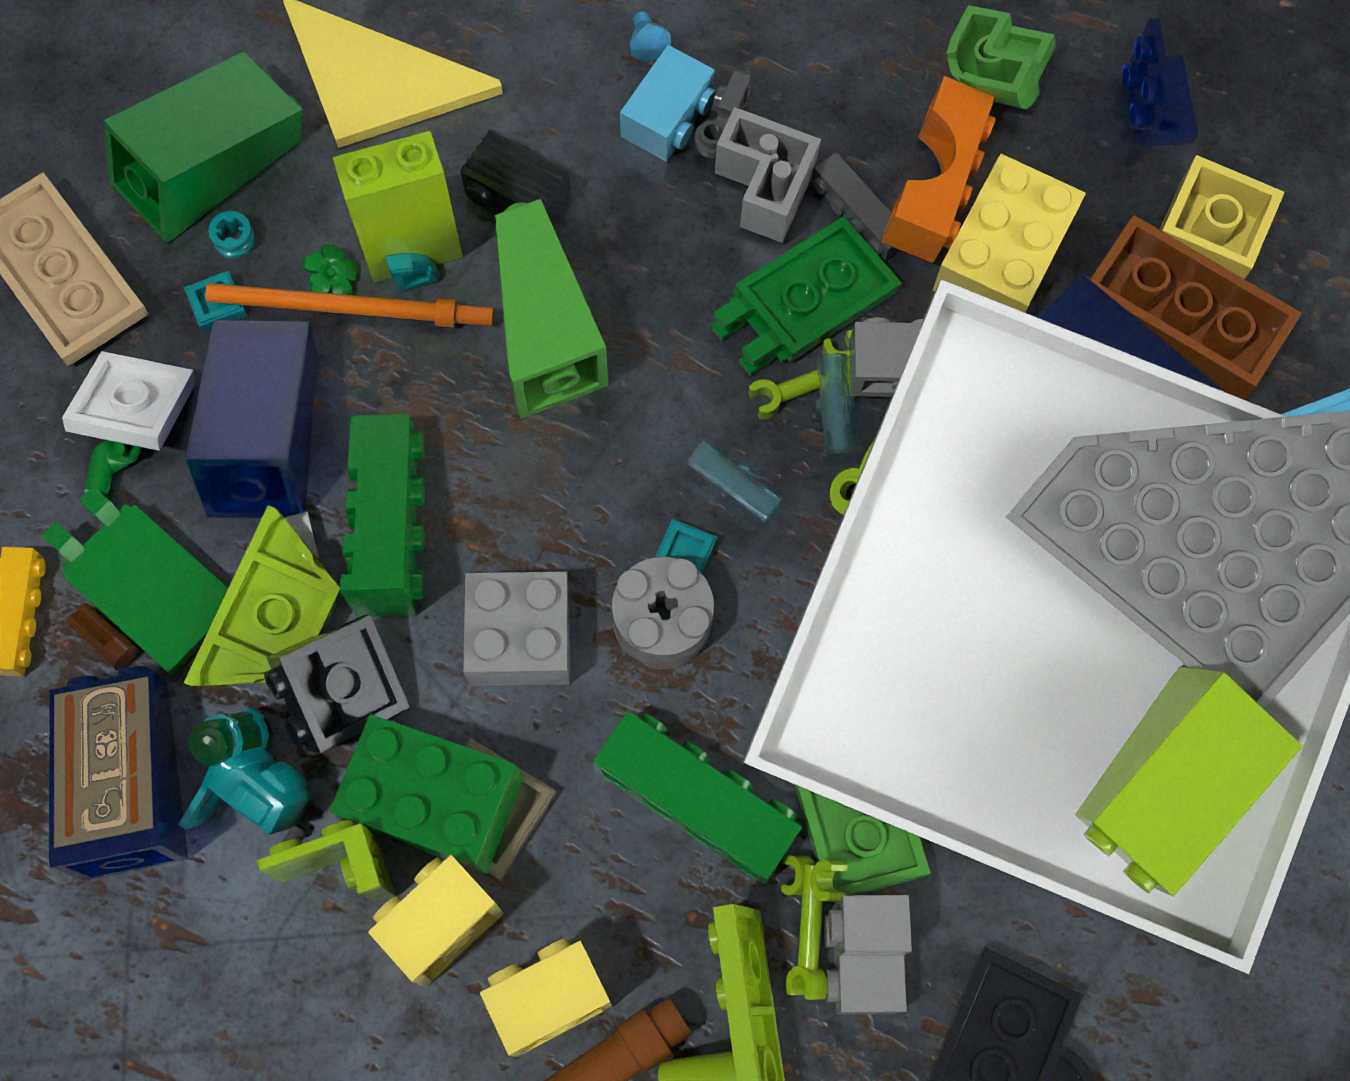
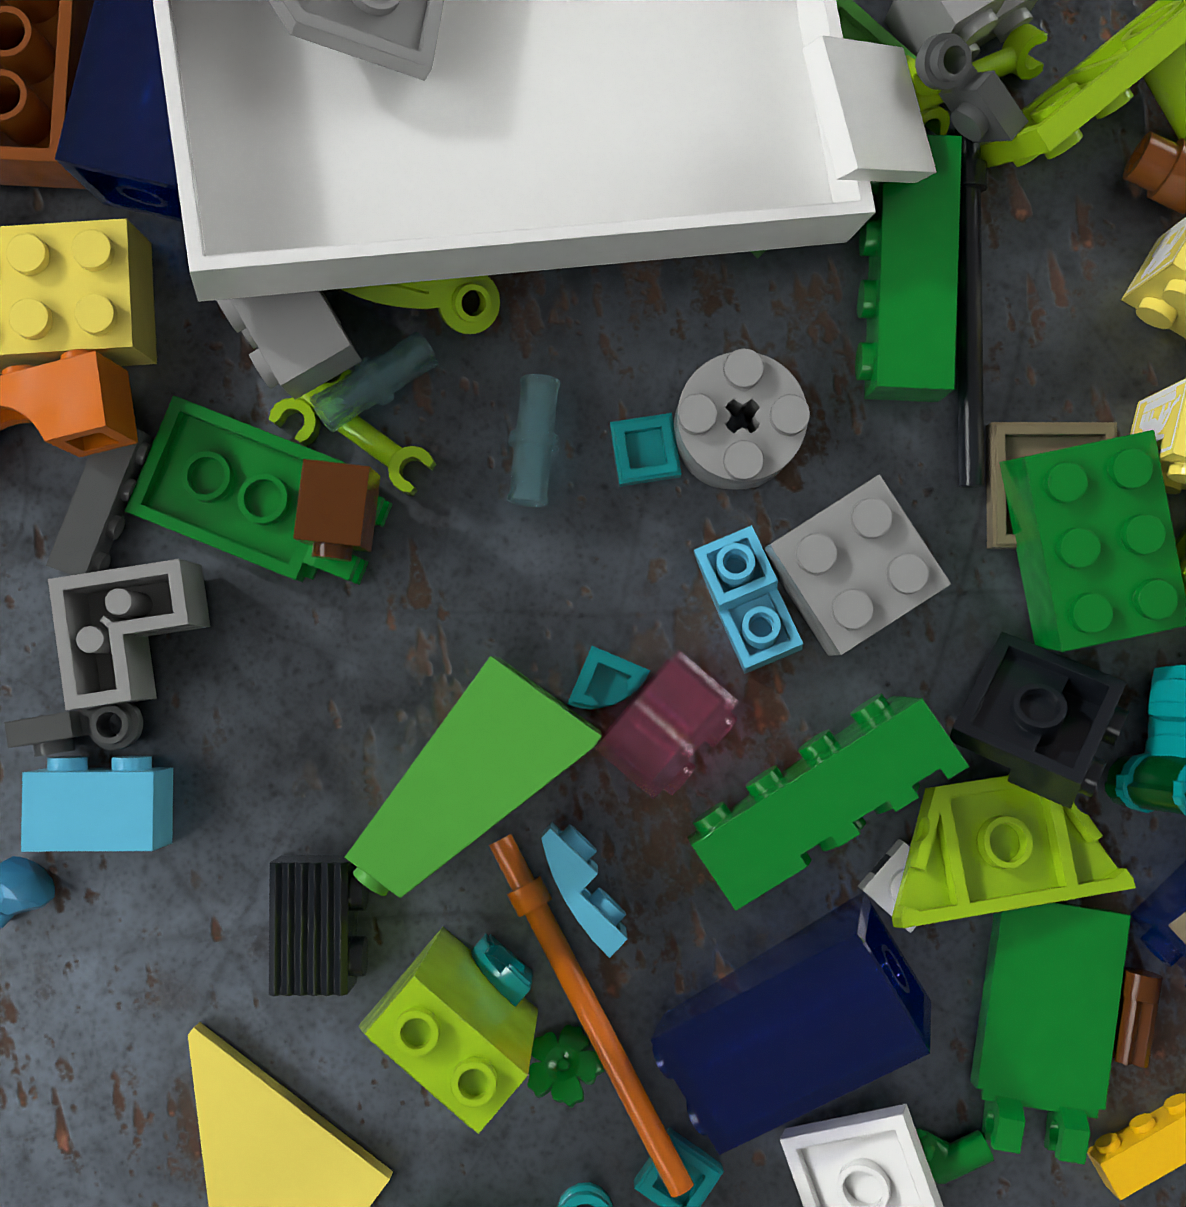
camera: 120 degrees left, 15 degrees up
(450, 343) = (573, 869): none -> medium azure slope
(495, 452) = (667, 725): none -> clear pink brick
(535, 551) = (748, 599): none -> medium azure slope
(550, 438) = (606, 680): none -> teal tile
(738, 884) = (970, 318): none -> black bar
(760, 323) = (336, 508): none -> reddish brown brick
(780, 896) = (977, 100): none -> dark grey plate
(816, 801) = (868, 111): none -> white tile

